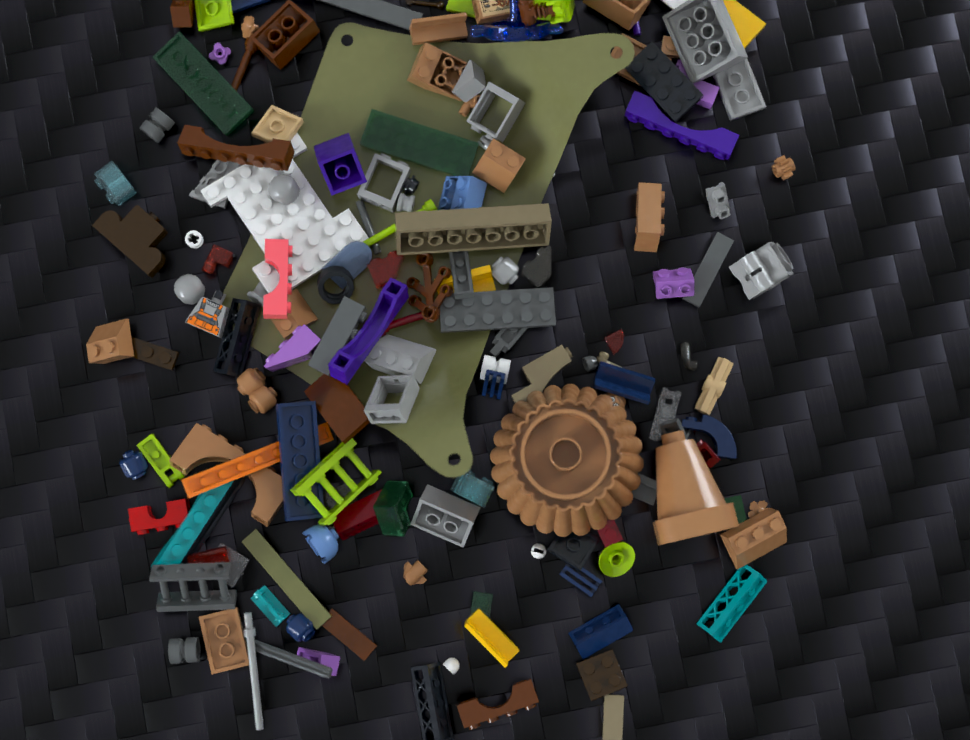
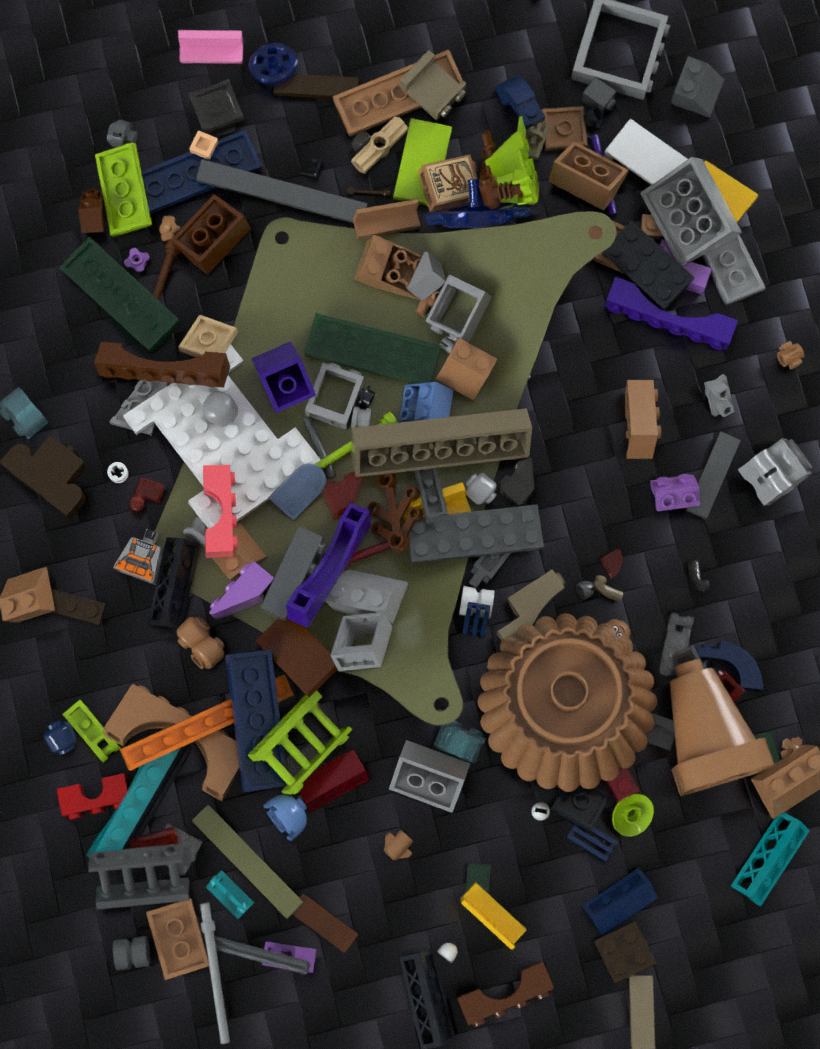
camera: 10 degrees left, 5 degrees down
(157, 125) = (69, 343): dark grey wheel -> none
(189, 289) = (115, 530): light grey hair -> none
(300, 628) = (267, 918): dark blue head -> none
(330, 272) = (283, 499): black tyre -> none
(391, 508) = (366, 770): clear green panel -> none
(623, 382) = (626, 609): dark blue panel -> none
(713, 386) = (730, 607): tan piece -> none

